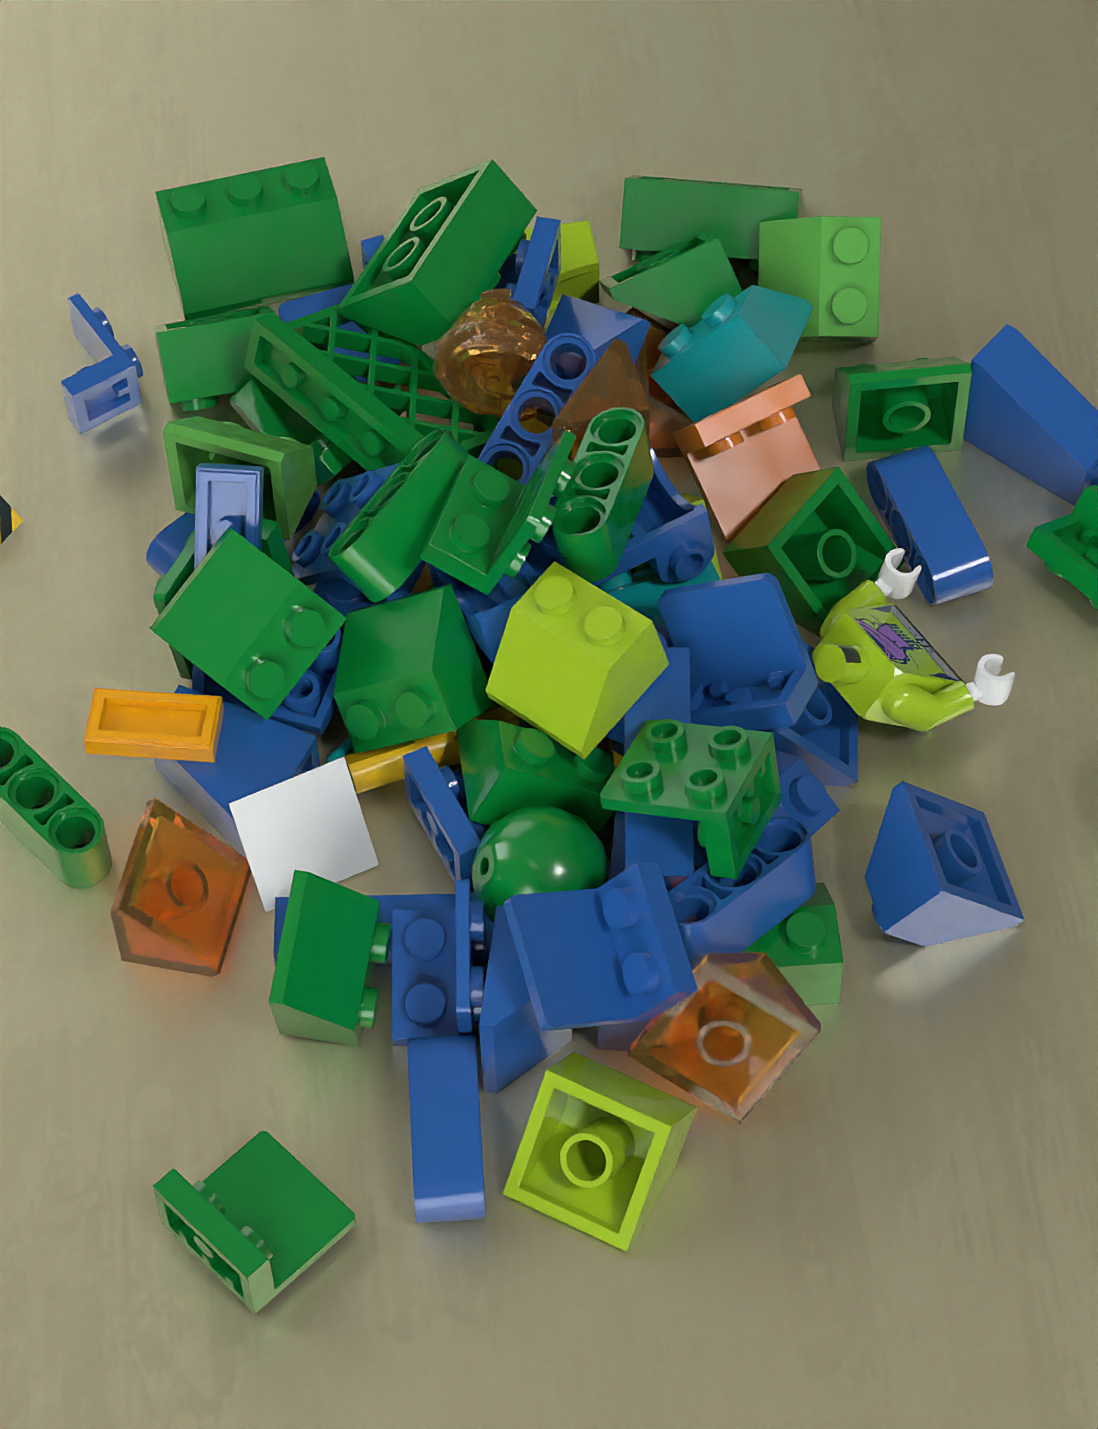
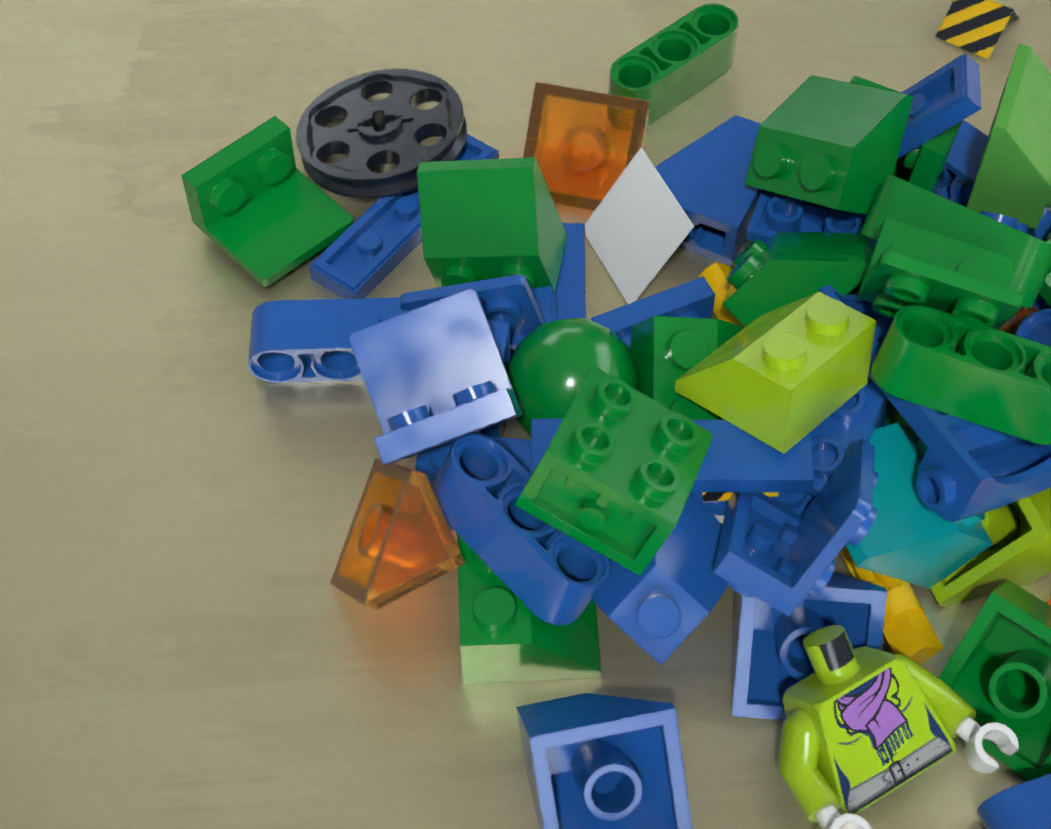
camera: 90 degrees right, 0 degrees up
(100, 1093) = (380, 132): none -> black wedge
(154, 725) = (736, 109): light orange tile -> none
(246, 1084) = (379, 238): none -> blue tile
(598, 1149) = (304, 454): lime slope -> none

